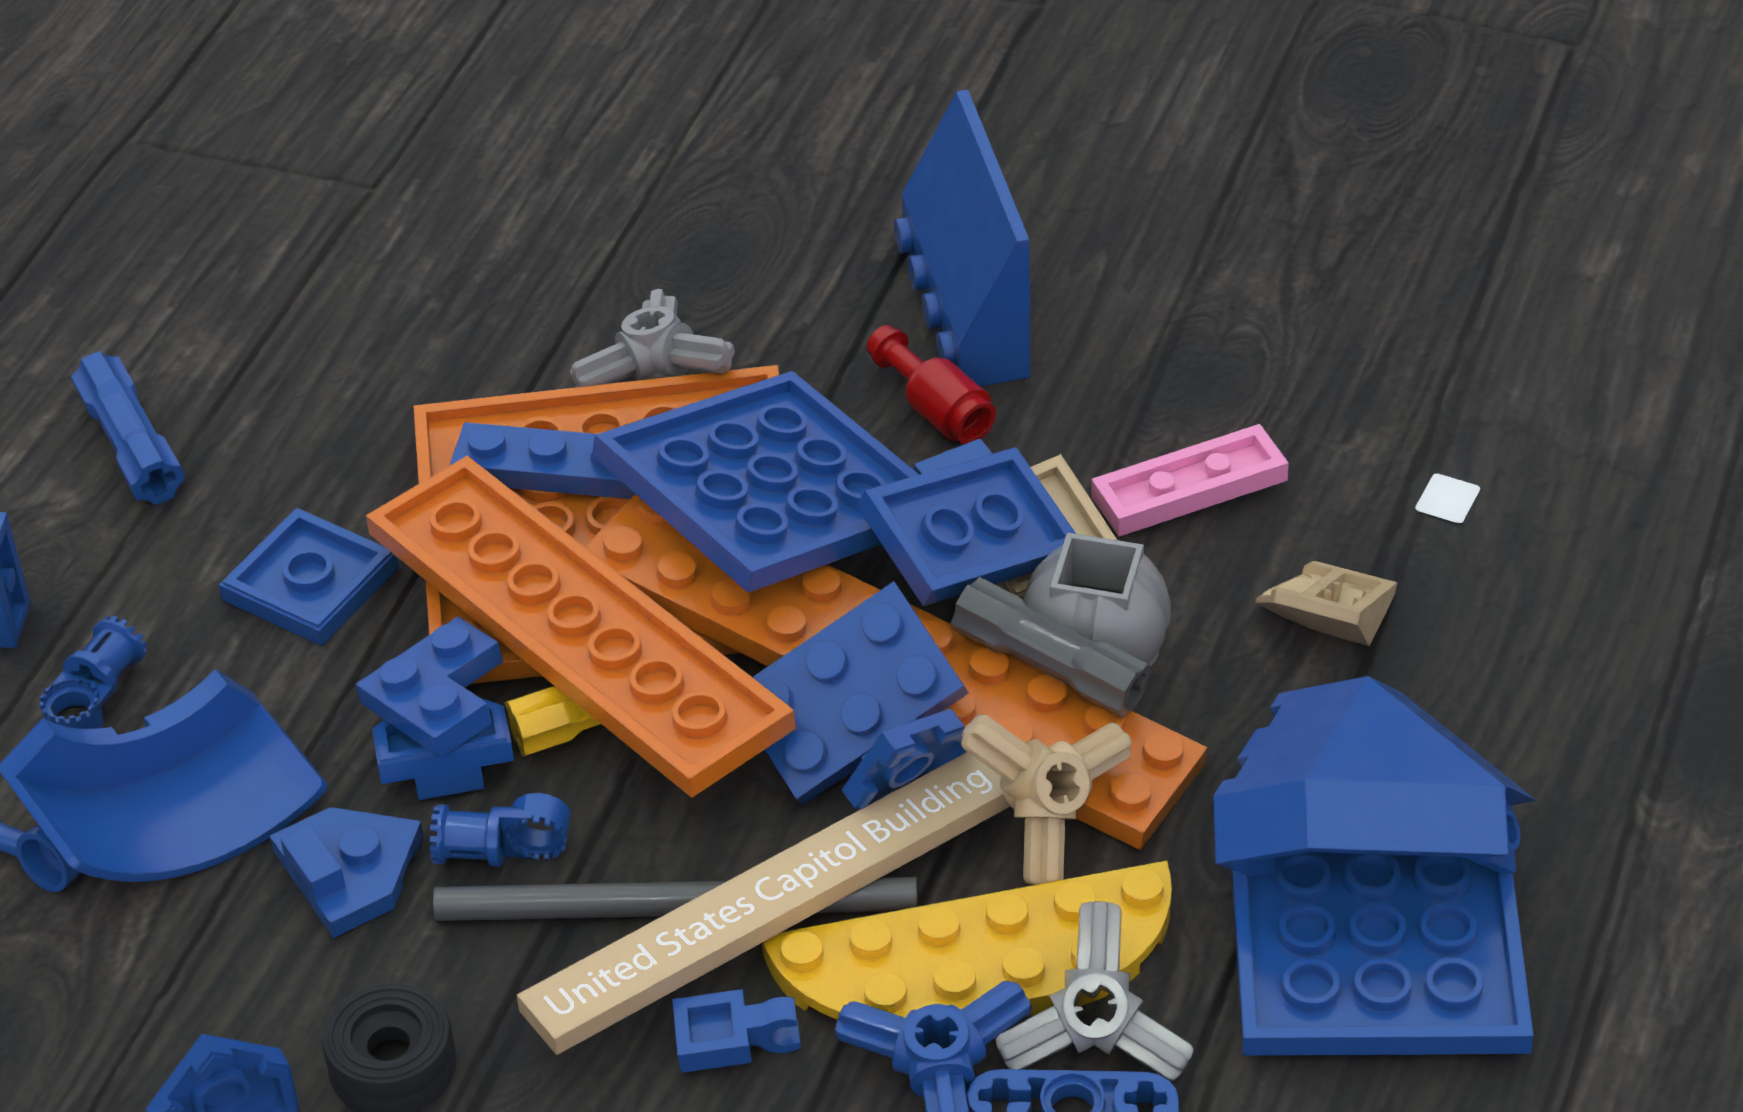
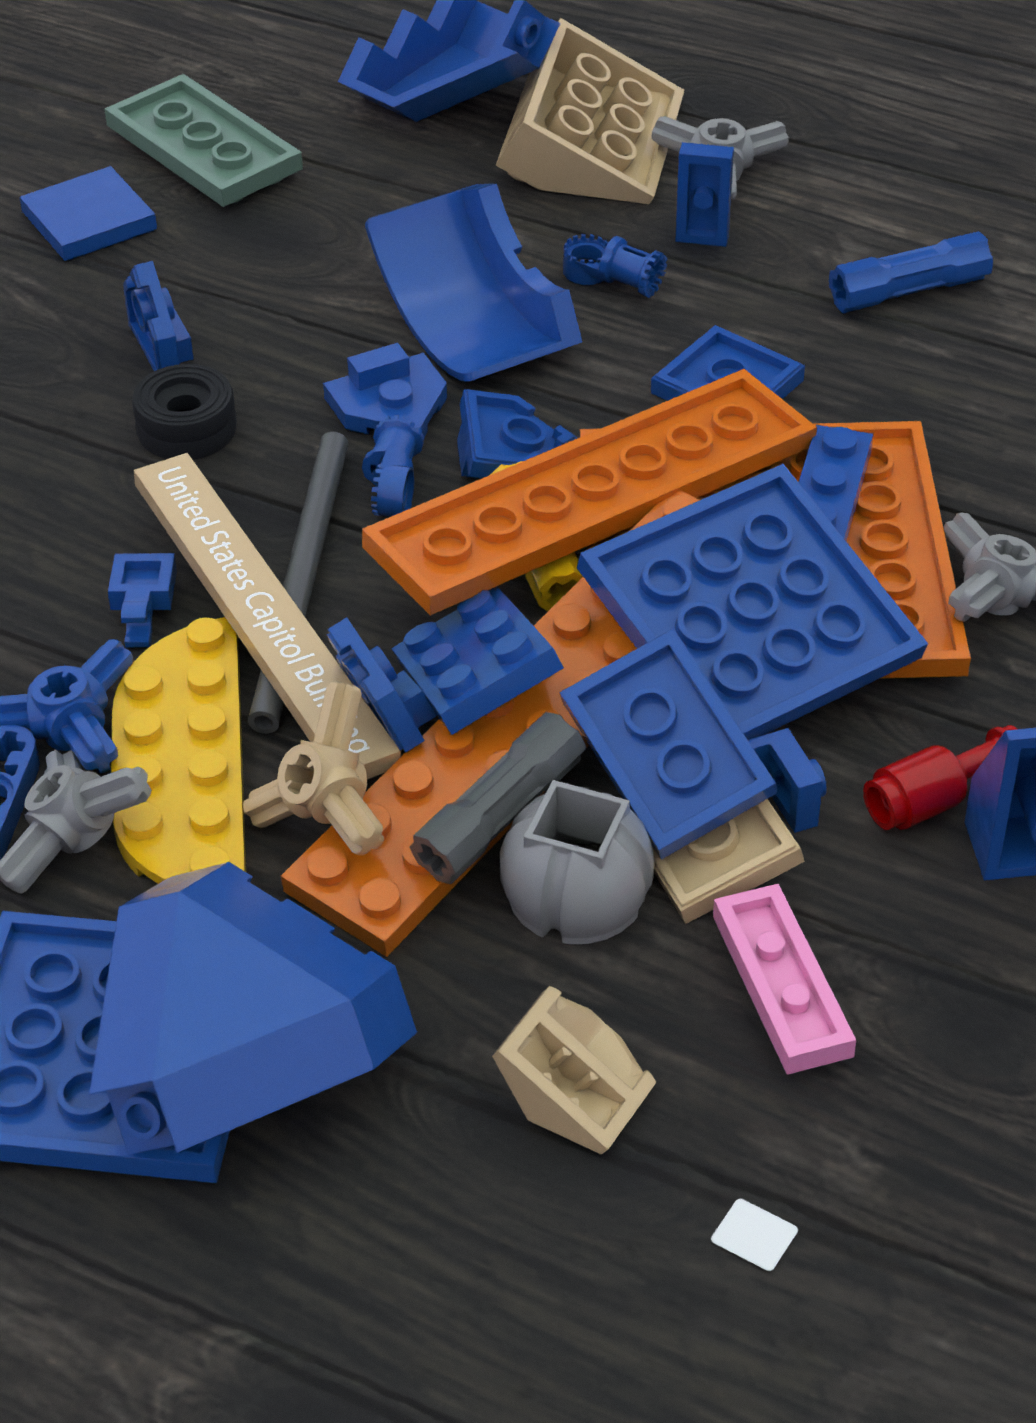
camera: 95 degrees right, 0 degrees up
(426, 685) = (531, 407): blue plate -> none

